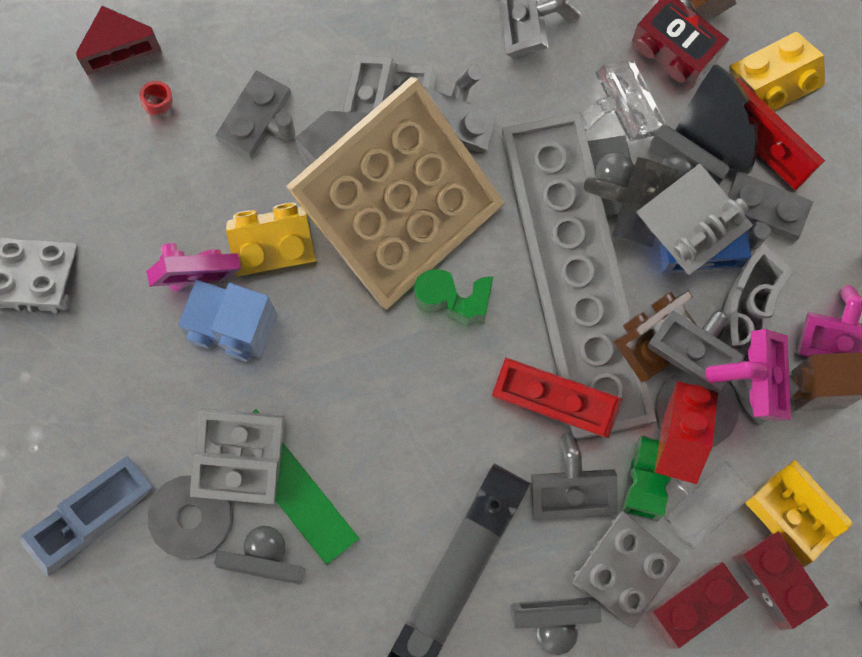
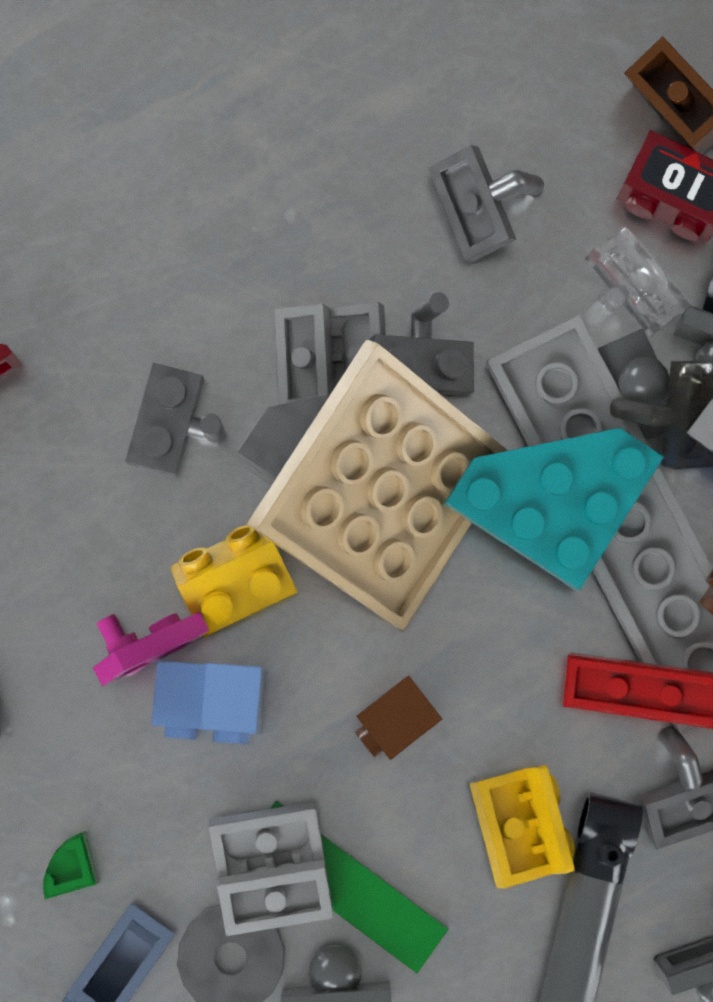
camera: 15 degrees left, 5 degrees up
(89, 420) = (70, 868): none -> green tile
(159, 94) = (36, 424): red hinge -> none
(361, 367) = (396, 719): none -> reddish brown brick
(436, 474) = (523, 825): none -> yellow bracket
(437, 291) = (463, 589): green leg -> none
(526, 237) = (557, 498): none -> teal plate

